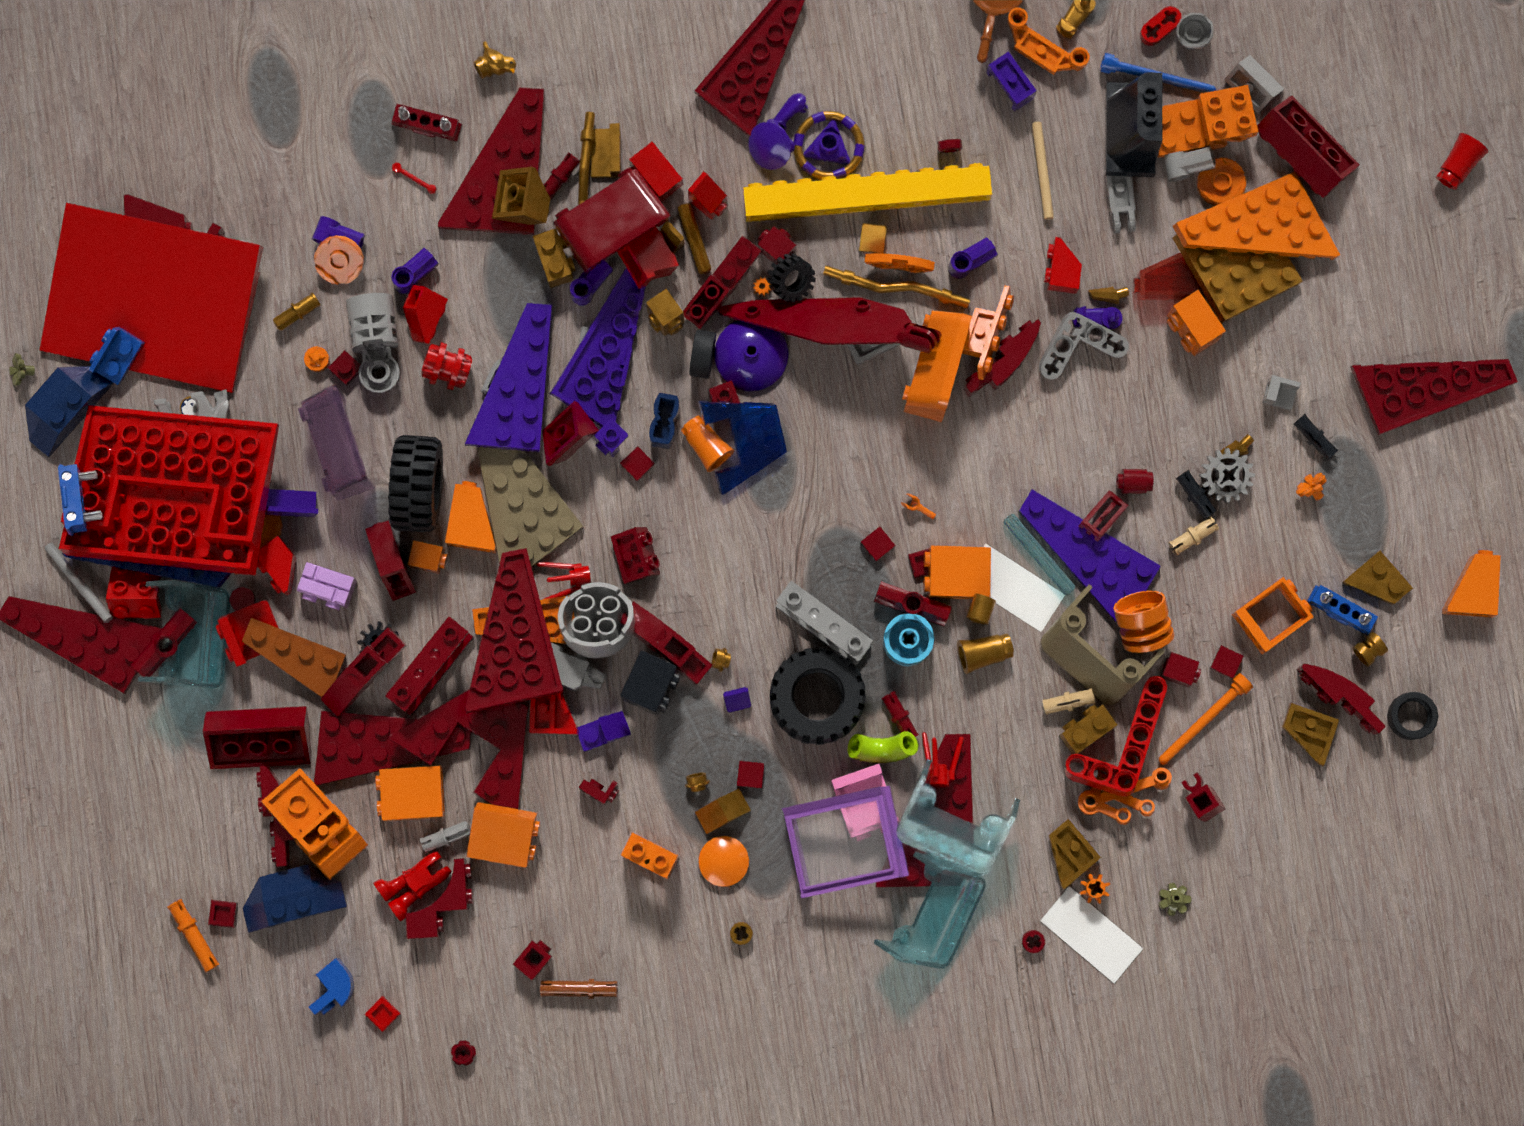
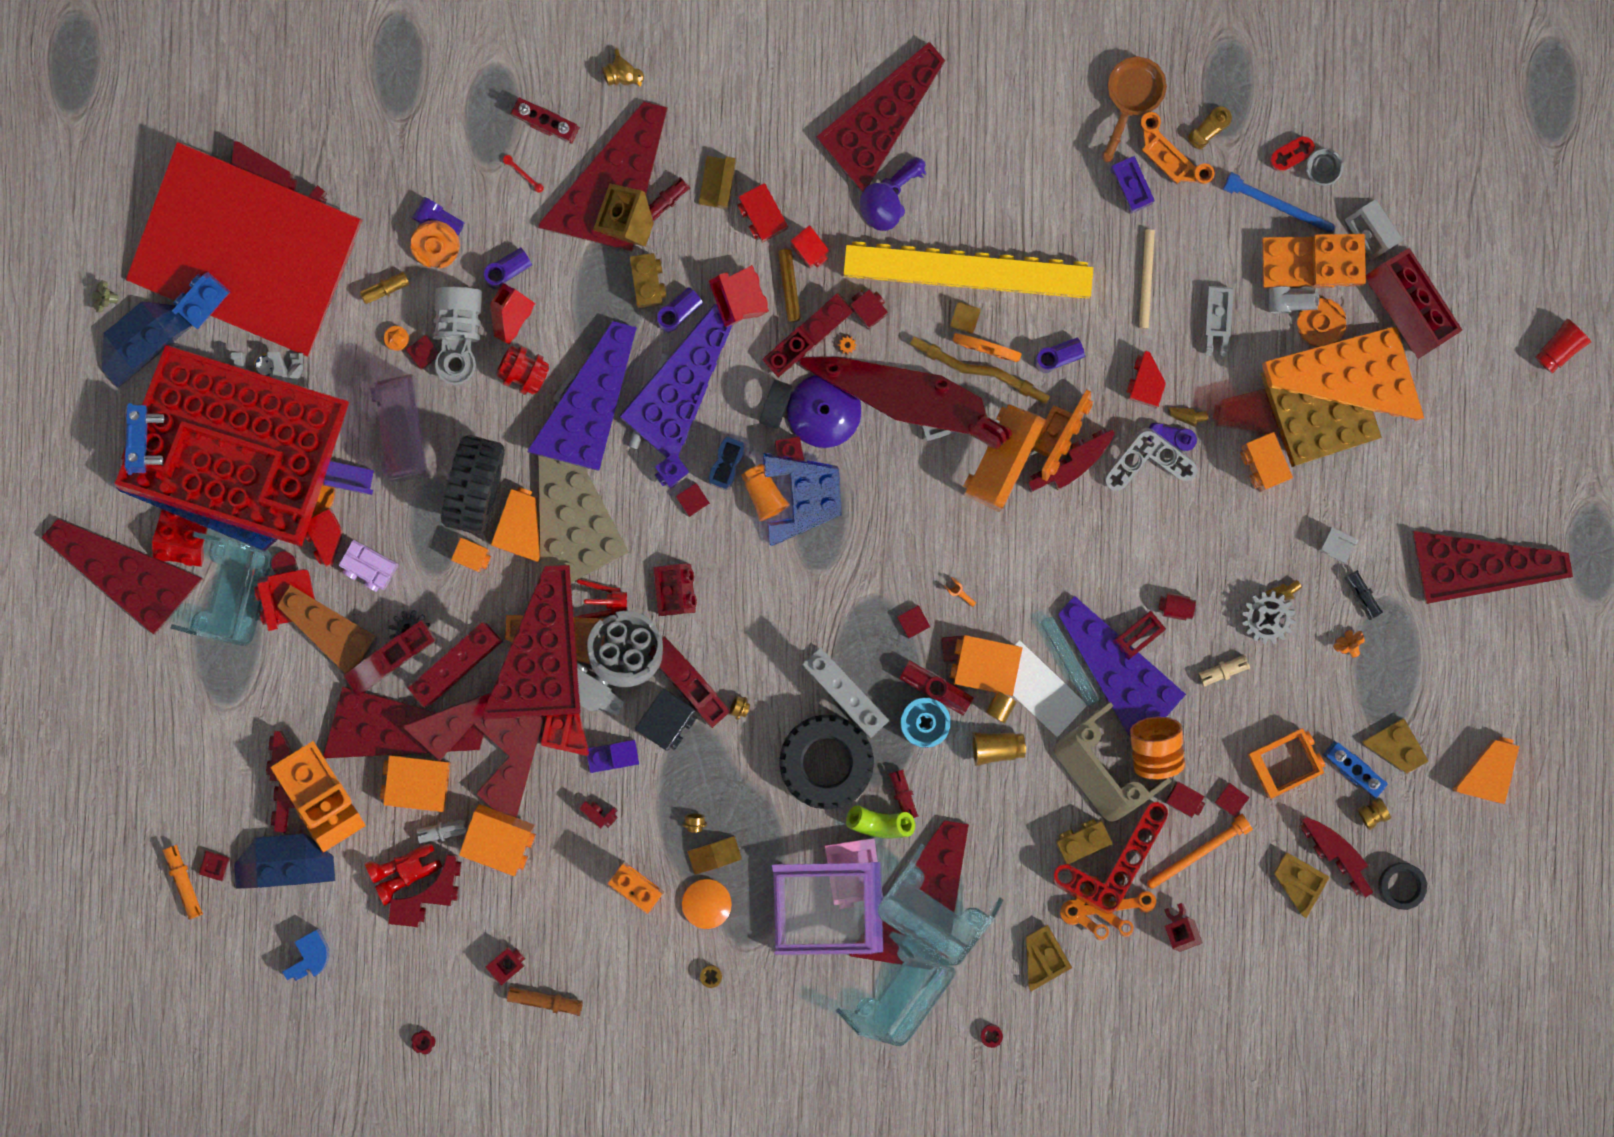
camera: 10 degrees right, 5 degrees up
(78, 582) = (127, 518): light grey bar -> none
(174, 630) = (212, 583): dark red piece -> none
(257, 737) = (276, 701): dark red slope -> none
(382, 1014) = (352, 990): red tile -> none
(390, 560) = (434, 552): dark red slope -> none
(567, 434) = (628, 459): dark red slope -> none
(587, 138) = (701, 164): pearl gold bar -> none
(610, 219) = (710, 256): dark red windscreen -> none
(665, 314) = (746, 358): pearl gold brick -> none
(672, 237) = (767, 281): pearl gold slope -> none
(737, 699) = (748, 750): dark purple slope -> none
(750, 774) = (748, 824): dark red tile -> none
(780, 272) = (869, 336): black tyre -> none
(828, 145) = (939, 215): dark purple piece -> none
(938, 774) = (929, 859): red plant -> none
(949, 145) = (1059, 238): dark red tile -> none
(1053, 704) = (1070, 810): tan pin -> none
(1087, 891) = (1052, 997): orange gear -> none
(1091, 934) = (1049, 1039): white sticker -> none
(1133, 126) = (1243, 253): black windscreen -> none
(1171, 903) = (1130, 1020): olive plant -> none
(1196, 494) = (1234, 630): black pin -> none

